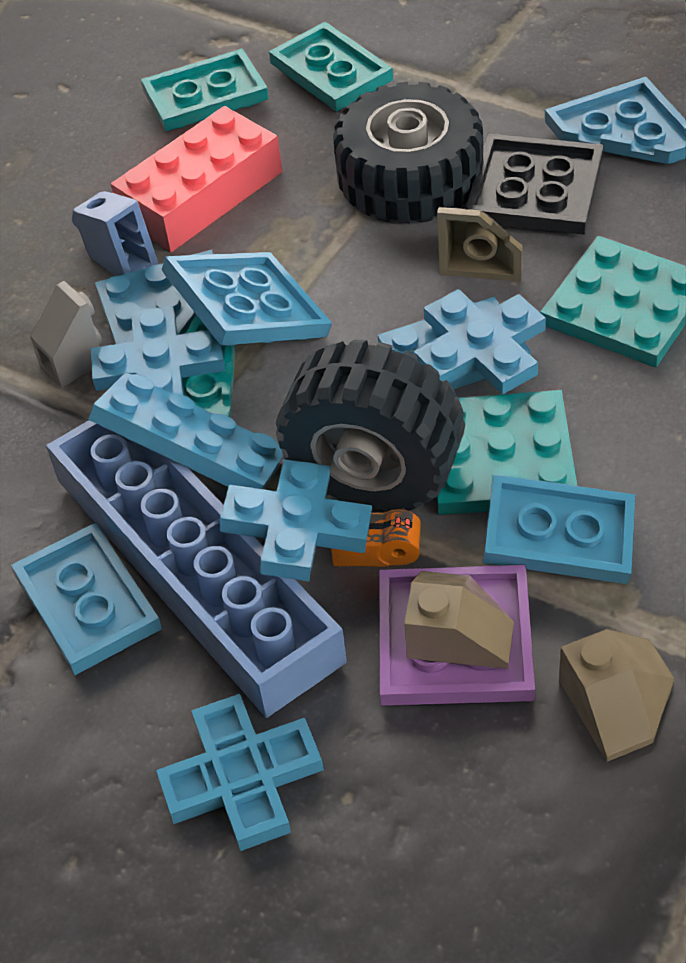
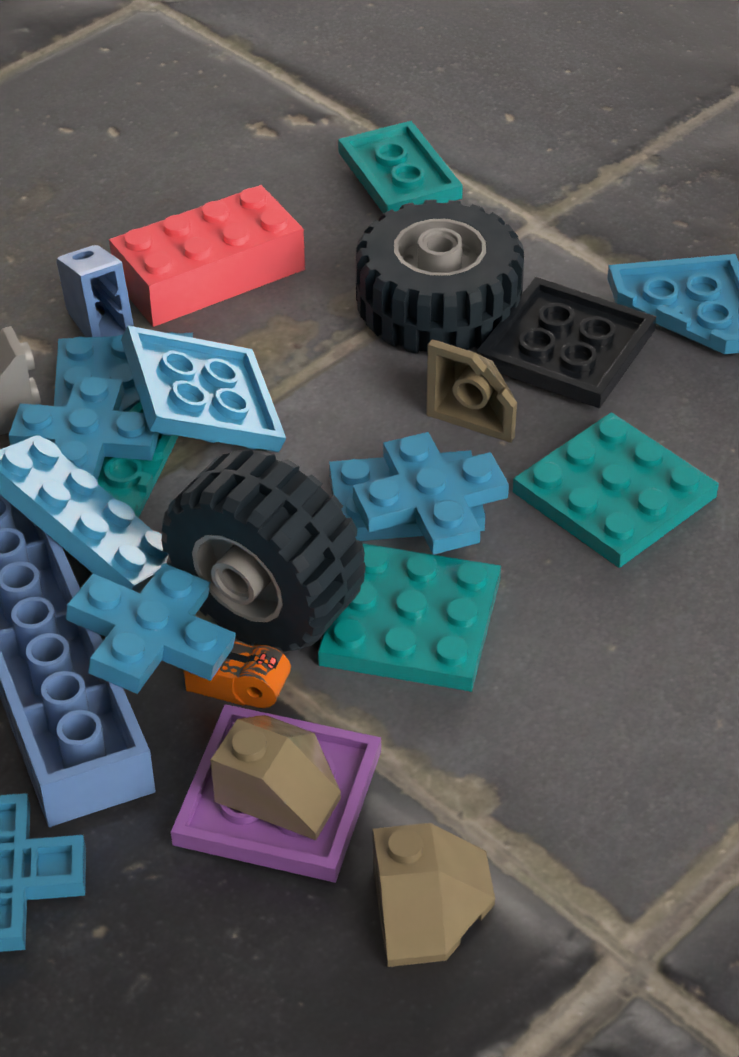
camera: 10 degrees right, 5 degrees down
(203, 88) = (275, 160): teal plate -> none
(560, 529) = (434, 709): dark azure plate -> none

